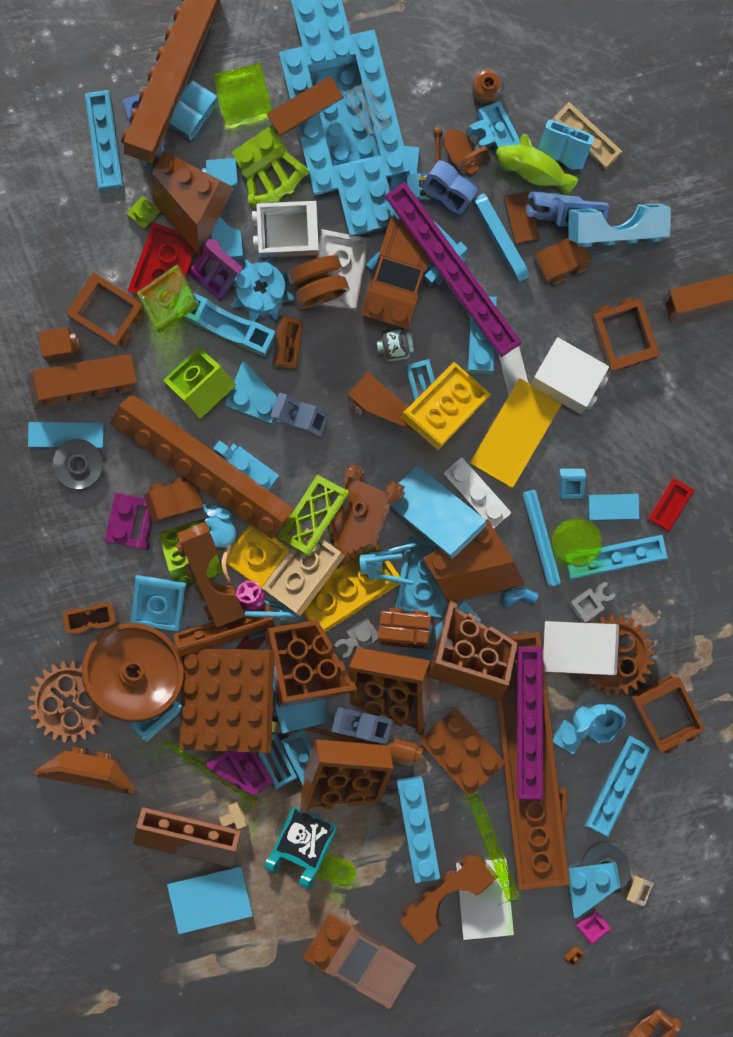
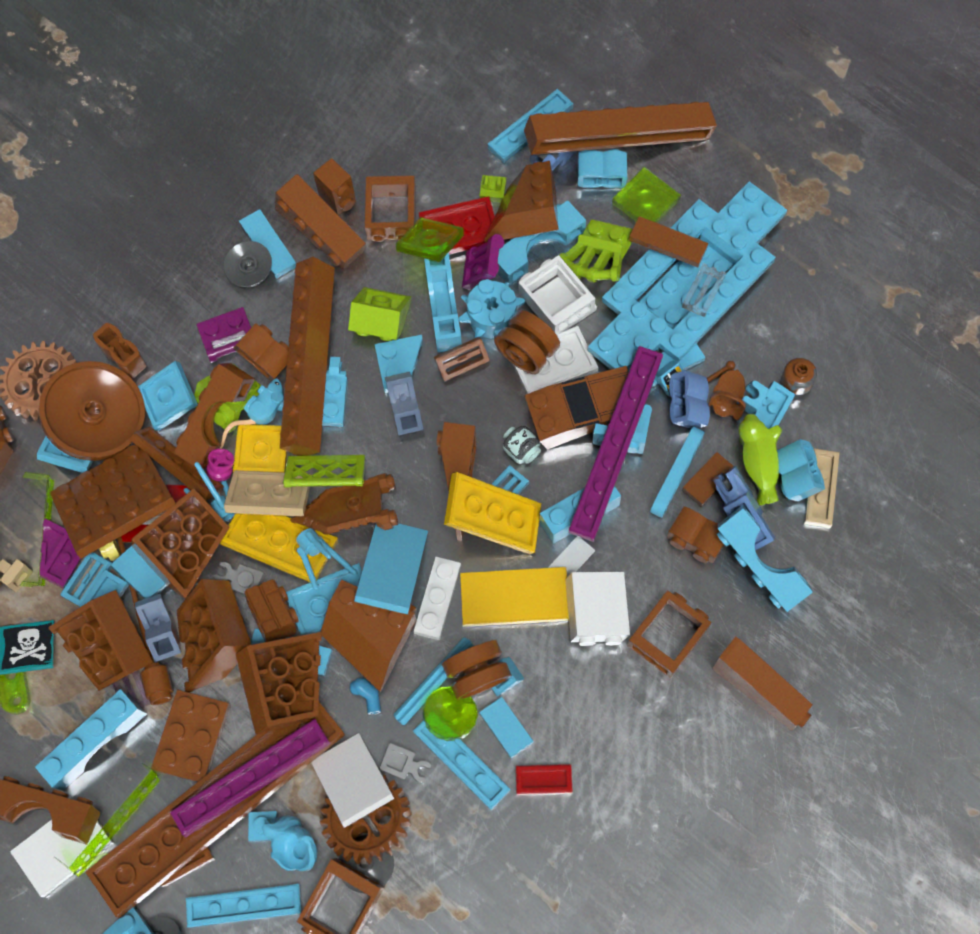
camera: 65 degrees right, 15 degrees down
(563, 500) = (475, 666): none -> dark orange wheel

